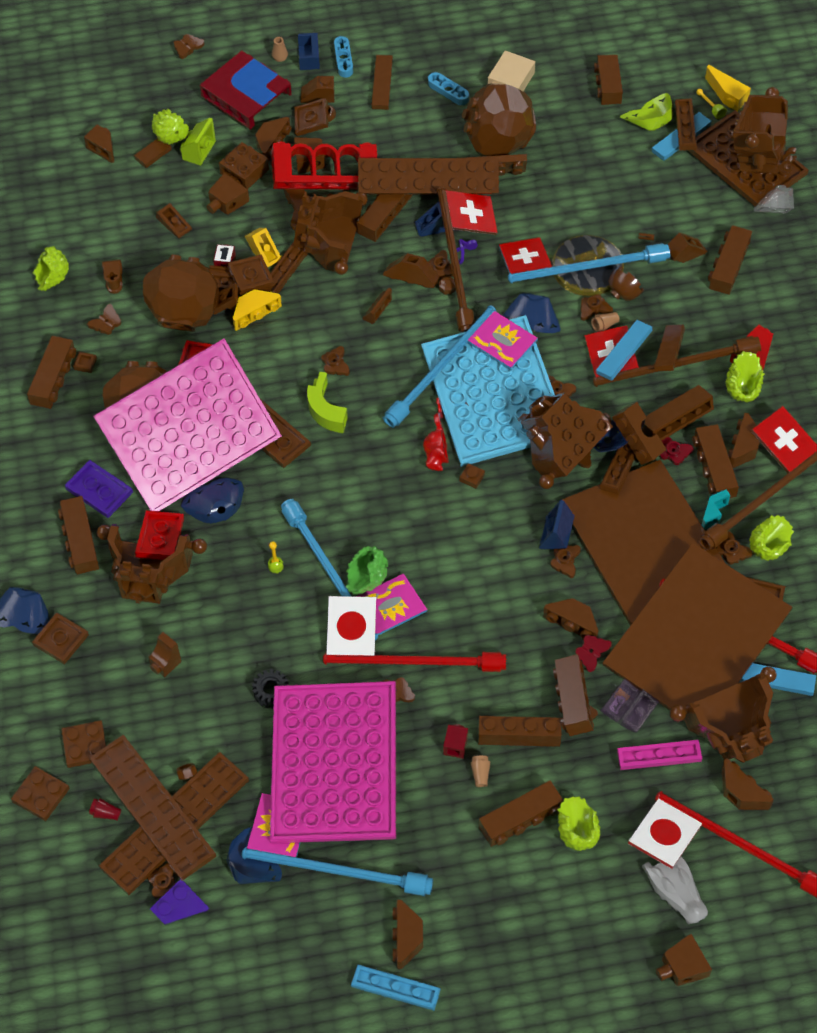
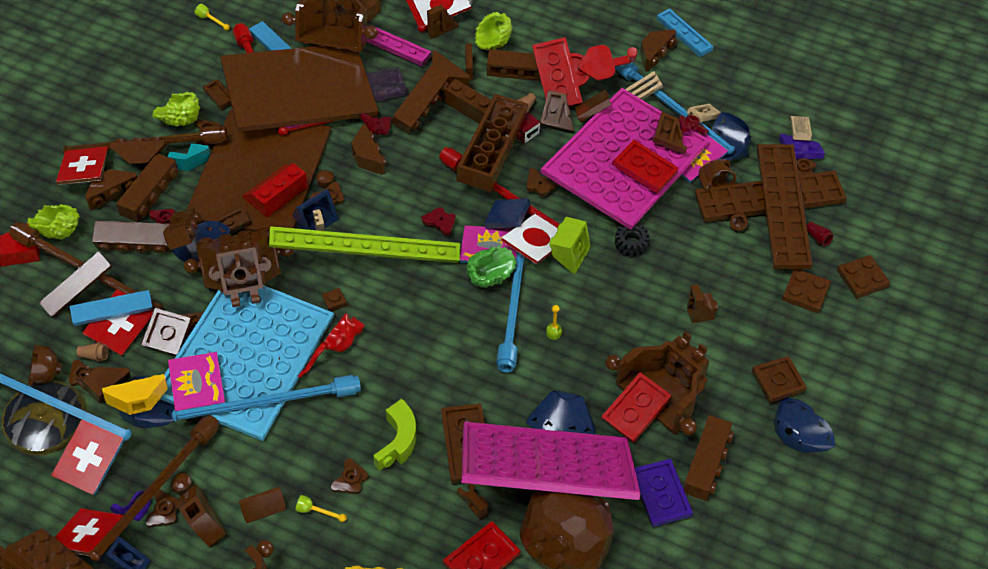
camera: 145 degrees left, 5 degrees down
(192, 927) = (800, 128): none -> tan tile
(240, 806) = (715, 173): none -> reddish brown piece
(301, 834) = (691, 123): none -> dark red animal
(302, 858) = (703, 112): none -> tan tile
(303, 749) = (645, 166): none -> red plate
(308, 806) = (669, 133): none -> reddish brown wing
(316, 635) = (571, 243): none -> lime slope
(348, 323) = (305, 505): none -> hinge
(375, 864) = (643, 85): none -> tan tile
(396, 635) = (507, 213): none -> dark blue tile
(408, 798) = (593, 105): none -> reddish brown tile
(439, 776) = (556, 112): none -> reddish brown wing
(442, 596) = (440, 219): none -> dark red animal
(460, 815) = (559, 67): none -> red plate
(463, 682) = (491, 143): none -> reddish brown slope
(479, 513) = (364, 244): none -> lime plate
(530, 295) = (136, 395): none -> yellow slope
(538, 512) = (319, 223): none -> tan tile
(566, 364) = (167, 331): none -> plate
(571, 305) = (103, 377): none -> reddish brown slope
(574, 781) = (468, 60): none -> reddish brown tile
(583, 751) = (449, 68): none -> reddish brown slope
(585, 572) = (324, 178): none -> reddish brown tile
(611, 524) = (277, 189): none -> red slope
(645, 803) = (439, 21): none -> reddish brown wing
(759, 480) = (139, 150): none -> reddish brown slope

